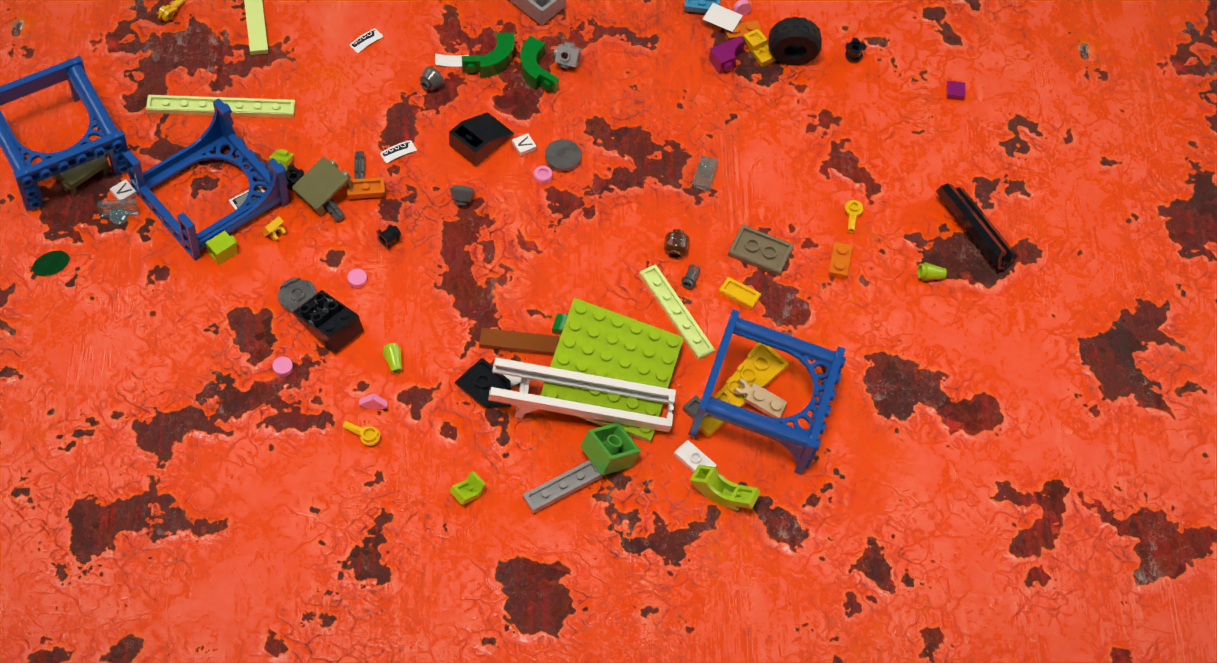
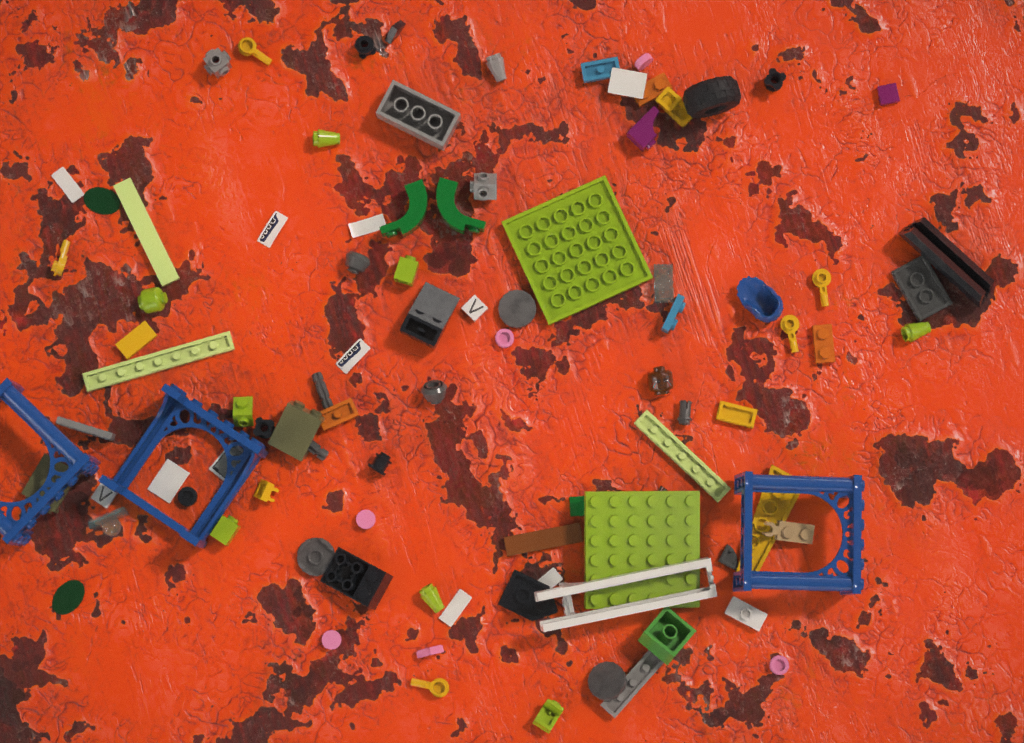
camera: 10 degrees left, 25 degrees up
(135, 136) = (85, 428): none -> light grey tile
(187, 198) = (168, 481): none -> white sticker
(199, 214) = (187, 496): none -> black tile
(208, 84) = (136, 340): none -> yellow tile
(236, 57) = (152, 300): none -> lime head
(413, 375) = (455, 607): none -> white sticker
(473, 98) = (406, 270): none -> lime brick
(537, 475) = (607, 681): none -> flat silver tile
(634, 126) = (577, 250): none -> lime plate
(703, 198) = (670, 321): none -> dark azure plate
(714, 514) = (779, 665): none -> bright pink tile
(722, 491) = (783, 641): lime arch -> none
(760, 250) = (743, 357): dark tan tile -> none
(791, 206) = (760, 299): none -> blue hair
(812, 236) = (790, 325): none -> yellow plate
(946, 242) = (921, 288): none -> dark grey tile

